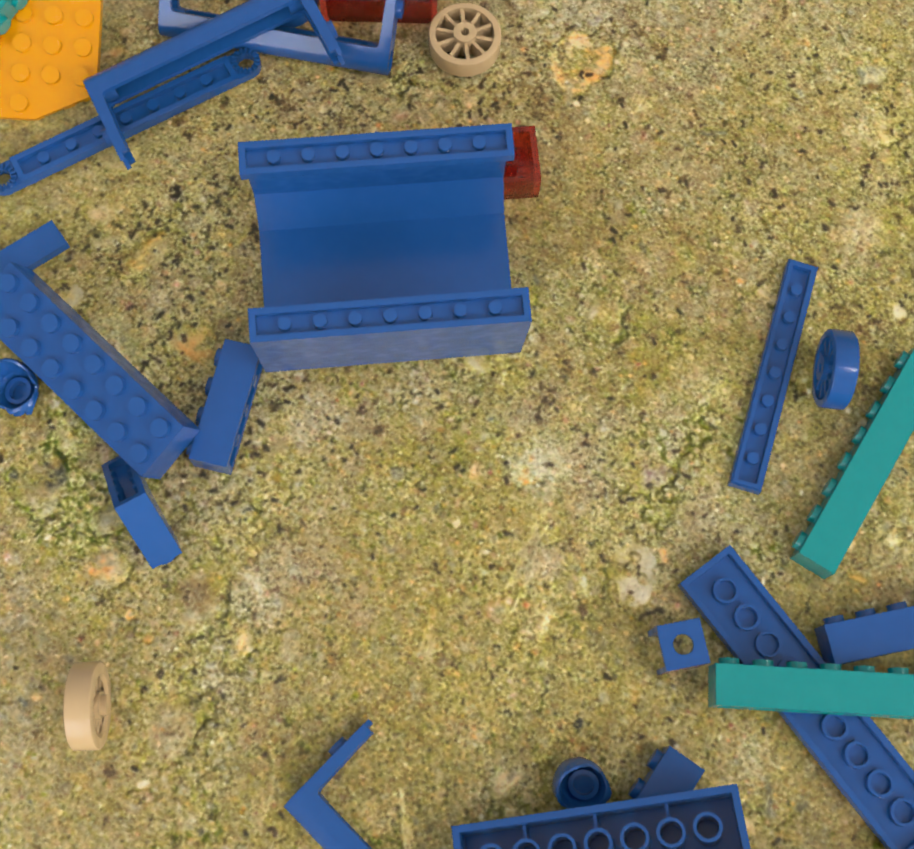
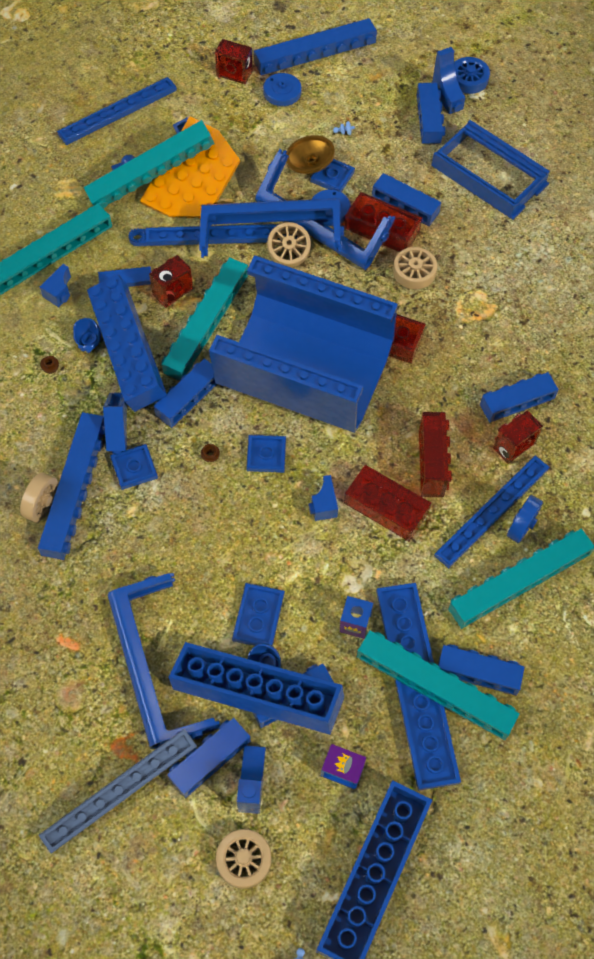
camera: 30 degrees right, 10 degrees down
(101, 231) = (171, 281): none -> clear red brick
(129, 654) = (72, 487): none -> blue brick
(188, 271) = (205, 319): none -> teal brick
(207, 569) = (134, 466): none -> blue tile
(254, 85) = (289, 244): none -> tan wheel
(311, 479) = (207, 449): none -> reddish brown plate
(400, 446) = (266, 453): none -> blue tile
(528, 714) = (258, 615): none -> blue tile
(534, 483) = (324, 503): none -> blue arch
(624, 439) = (387, 503): none -> clear red brick
(653, 329) = (434, 454): none -> clear red brick
(720, 178) = (518, 396): none -> blue brick
(755, 243) = (517, 436): none -> clear red brick

